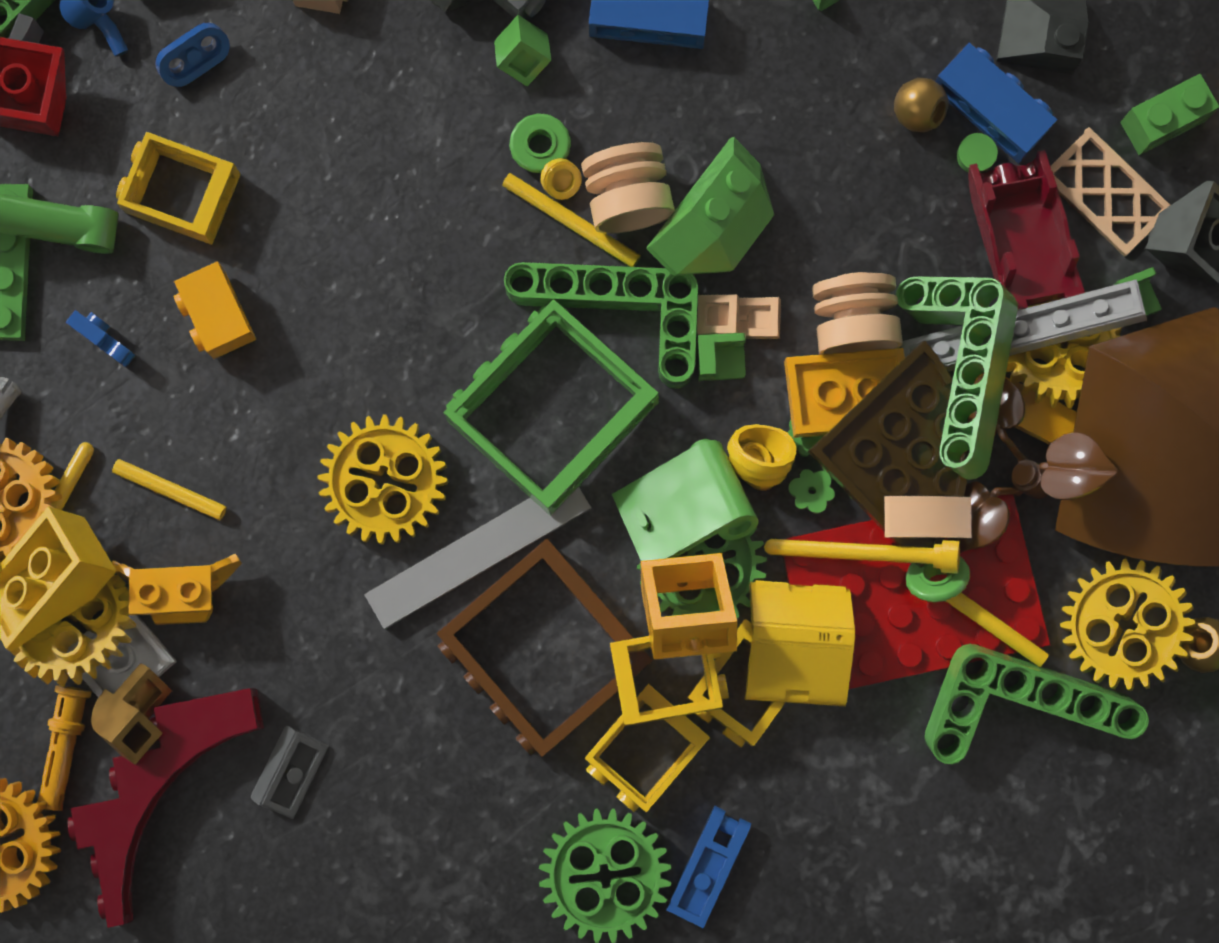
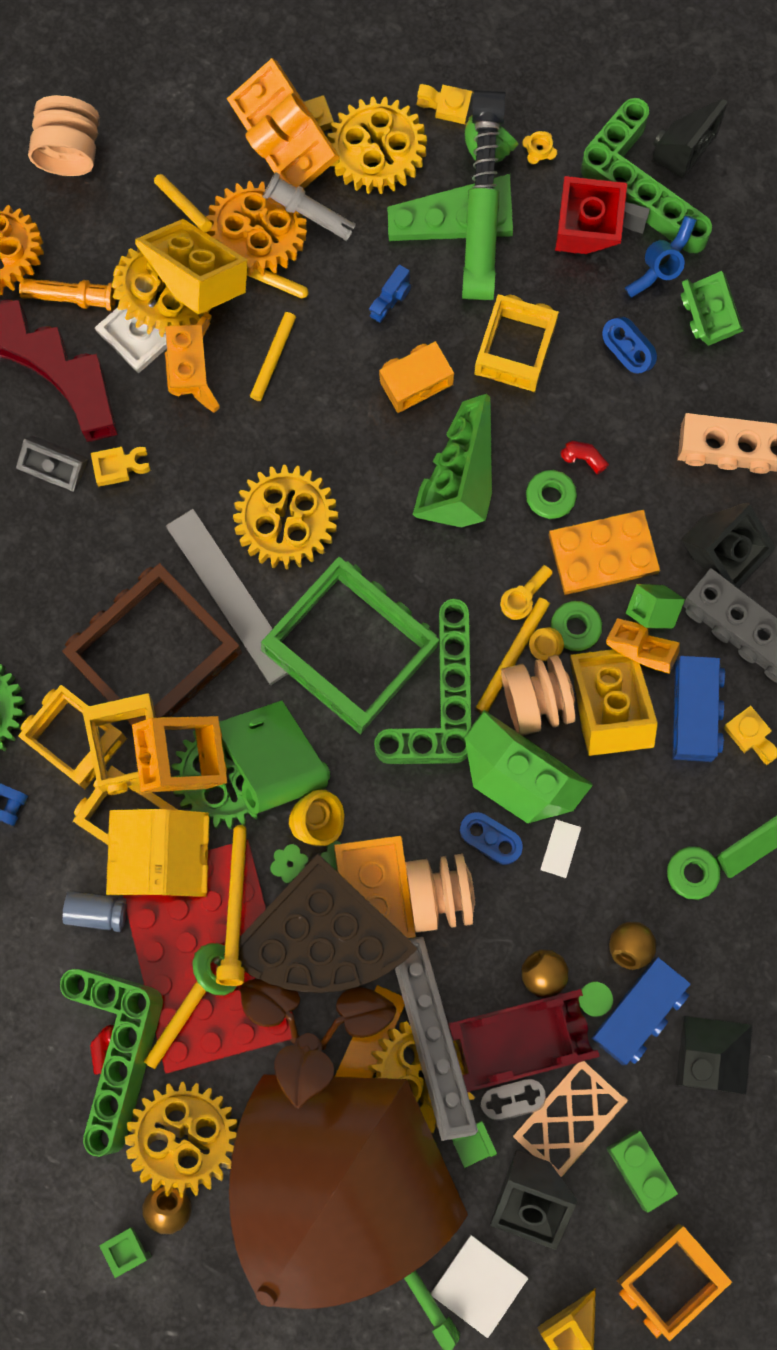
camera: 90 degrees right, 5 degrees down
(124, 715) = (89, 331): pearl gold brick -> none
(300, 693) = (113, 465): none -> yellow plate
(324, 118) = (586, 452): none -> red arm
(346, 265) = (462, 477): none -> bright green wedge
(374, 143) = (556, 480): none -> bright green piece
(450, 106) = (604, 552): none -> light orange plate
(506, 209) = (518, 602): none -> yellow plate
(575, 62) = (633, 642): none -> light orange slope
(634, 104) = (613, 703): none -> yellow slope
(721, 356) = (400, 783): bright green panel -> none
(730, 314) = (437, 798): light nougat slope -> none
(789, 258) = (491, 838): none -> blue plate
(802, 181) = (560, 848): none -> white sticker
(846, 18) = (705, 861): none -> bright green piece
(859, 724) = (94, 911): none -> sand blue piece
(927, 517) = (263, 955): light nougat slope -> none
(949, 204) = (545, 973): none -> pearl gold piece
(972, 359) = (439, 1003): bright green beam -> none
(1016, 720) = (99, 1048): none -> red arm
(1097, 248) = (515, 1108): none -> light grey beam

